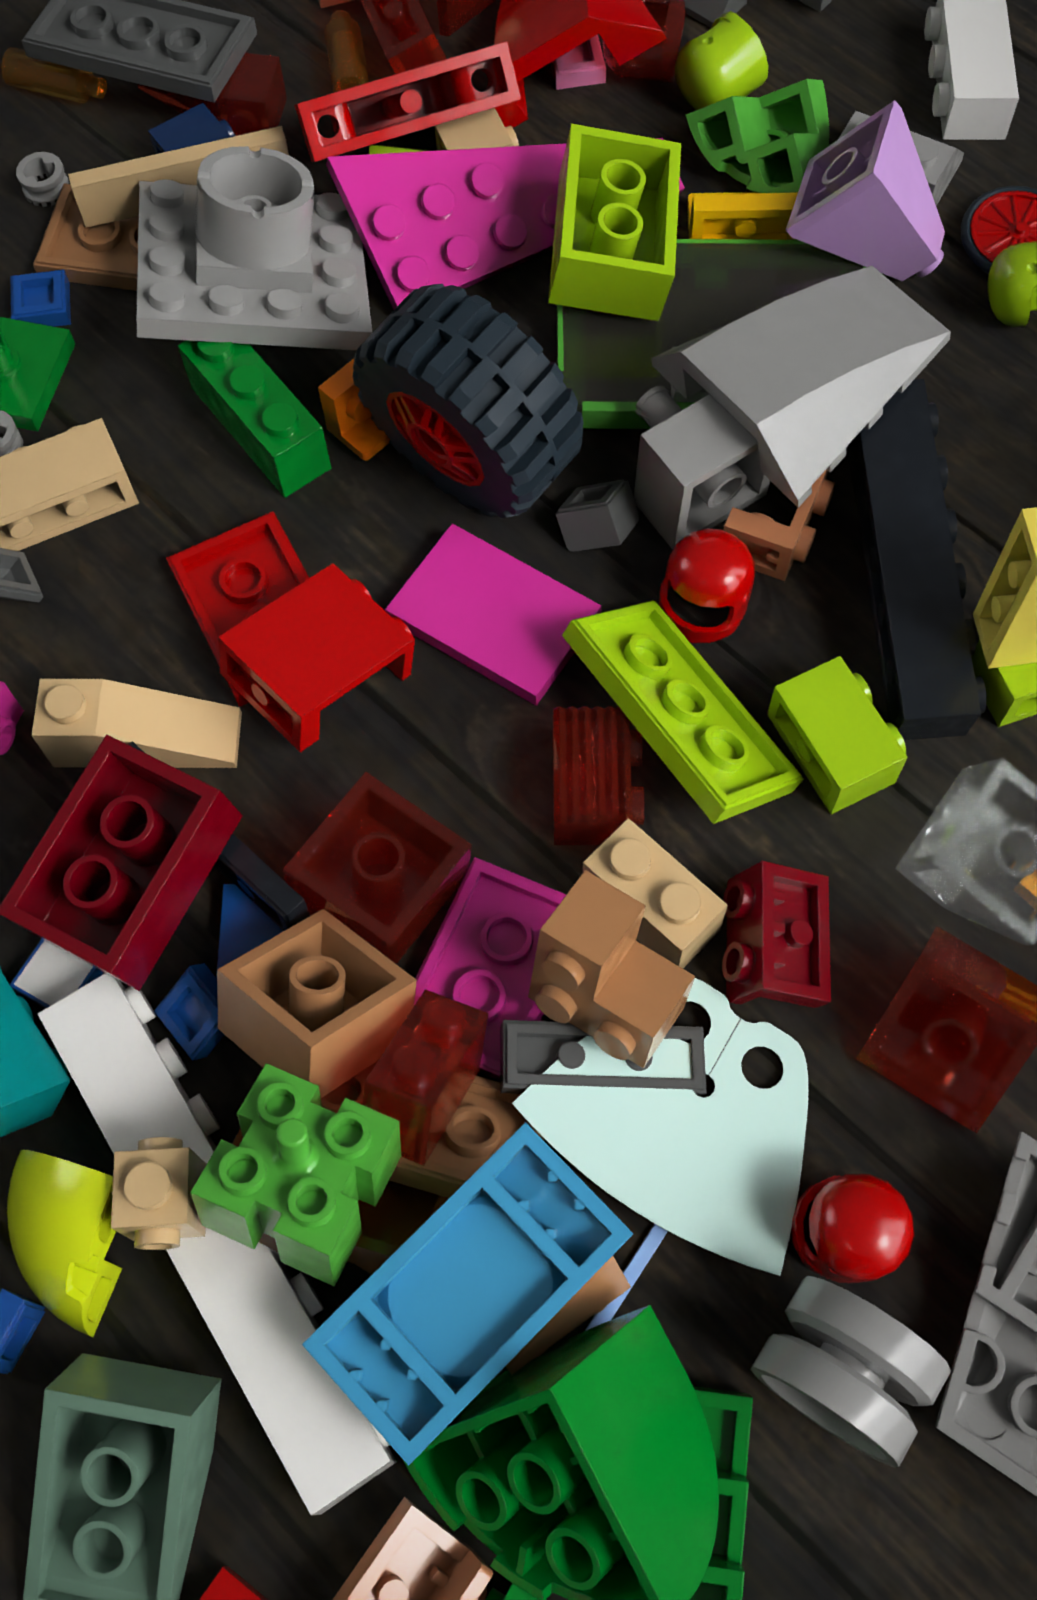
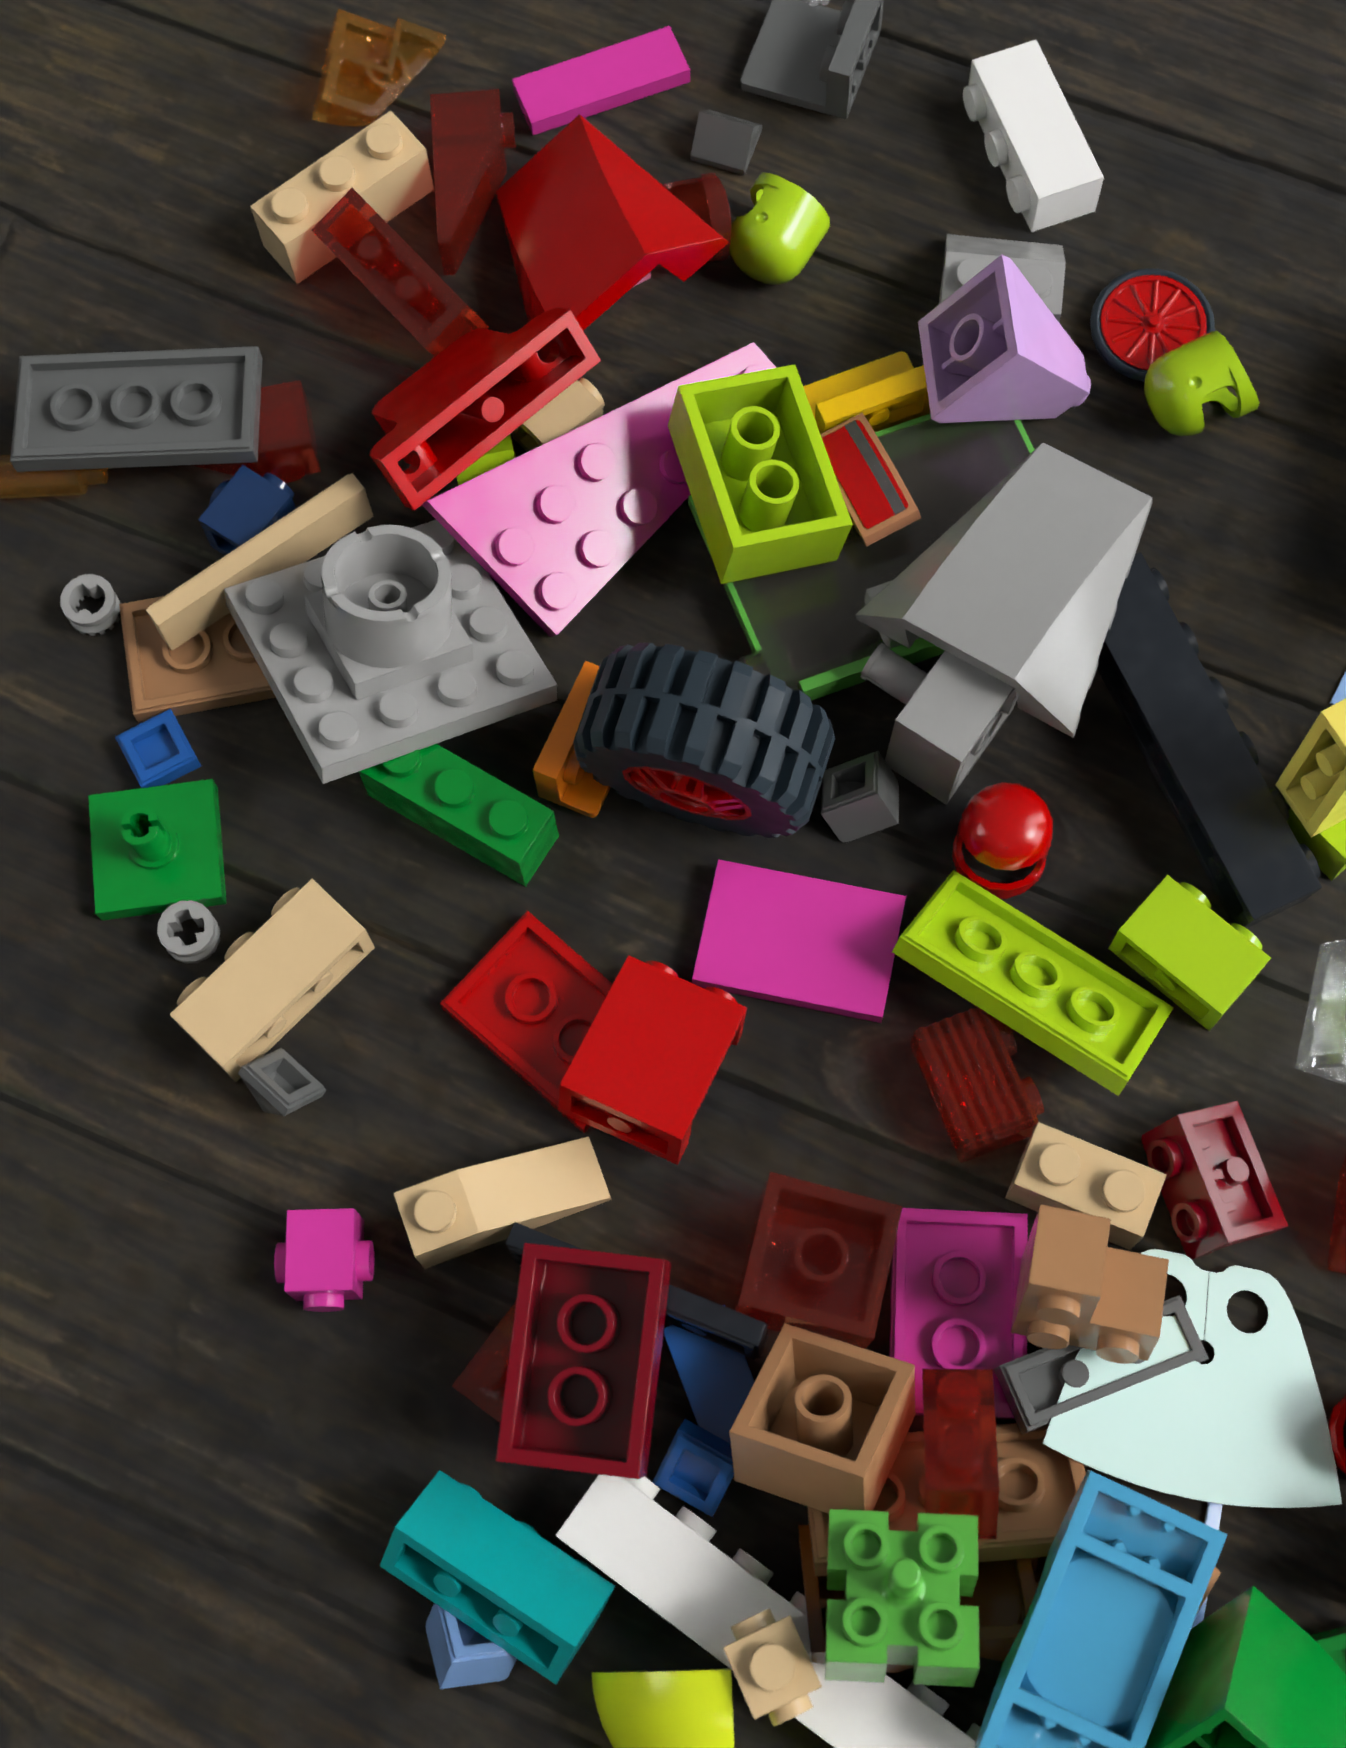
camera: 20 degrees left, 5 degrees up
(52, 975) = (538, 1493): white tile -> none
(345, 52) = (361, 344): clear orange cylinder -> none
(709, 264) = (868, 480): none -> slope
(765, 137) = (858, 301): bright green brick -> none
(778, 545) = (1044, 771): nougat bracket -> none

